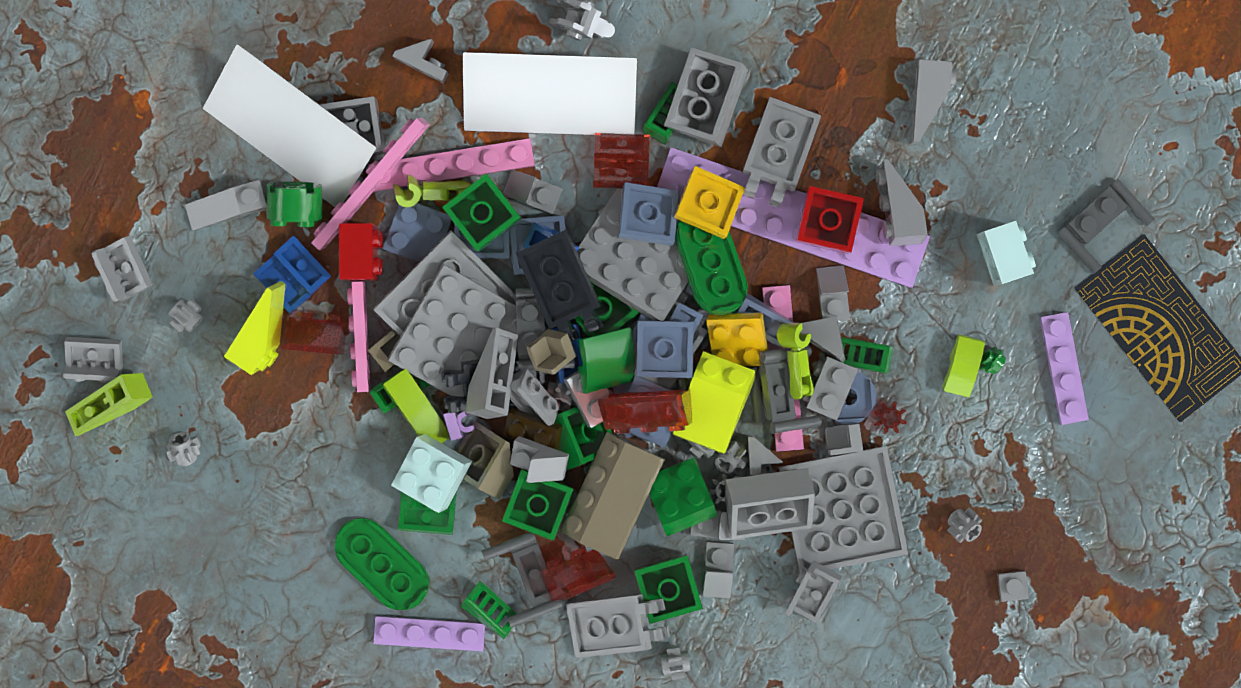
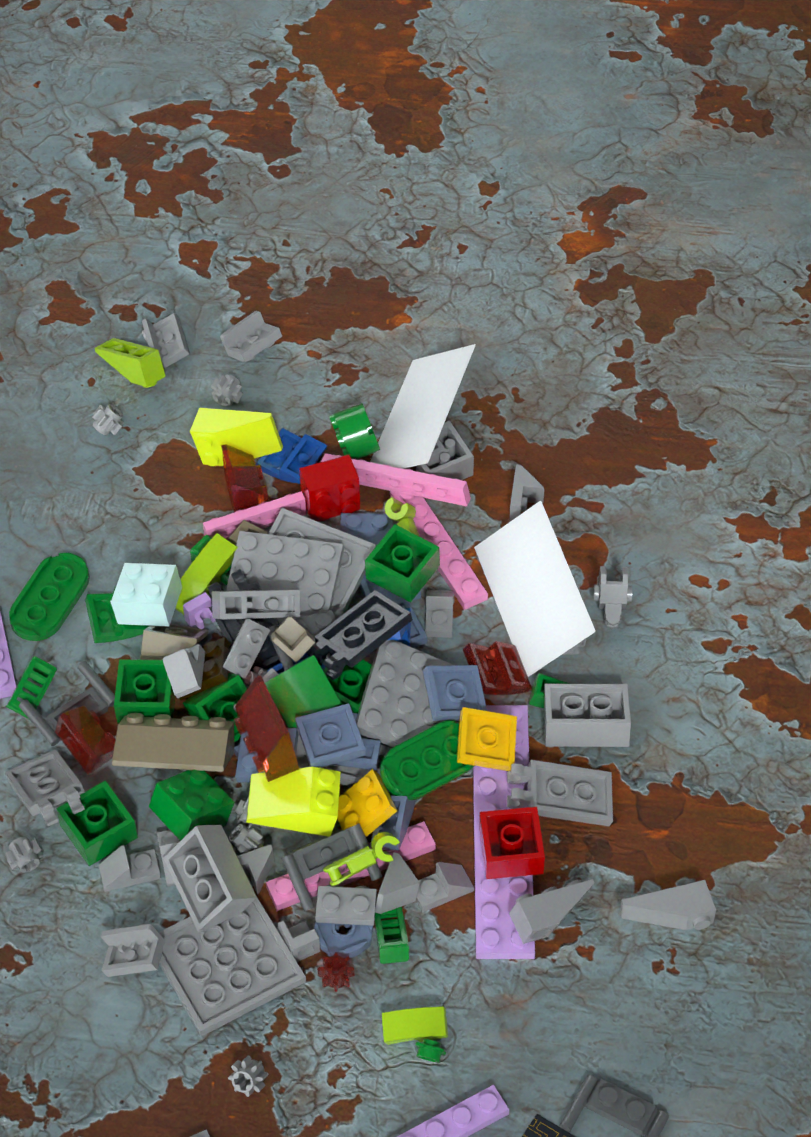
camera: 75 degrees right, 35 degrees down
(227, 205) = (333, 391): light grey slope -> none
(1006, 253) = (544, 1019): light aqua brick -> none

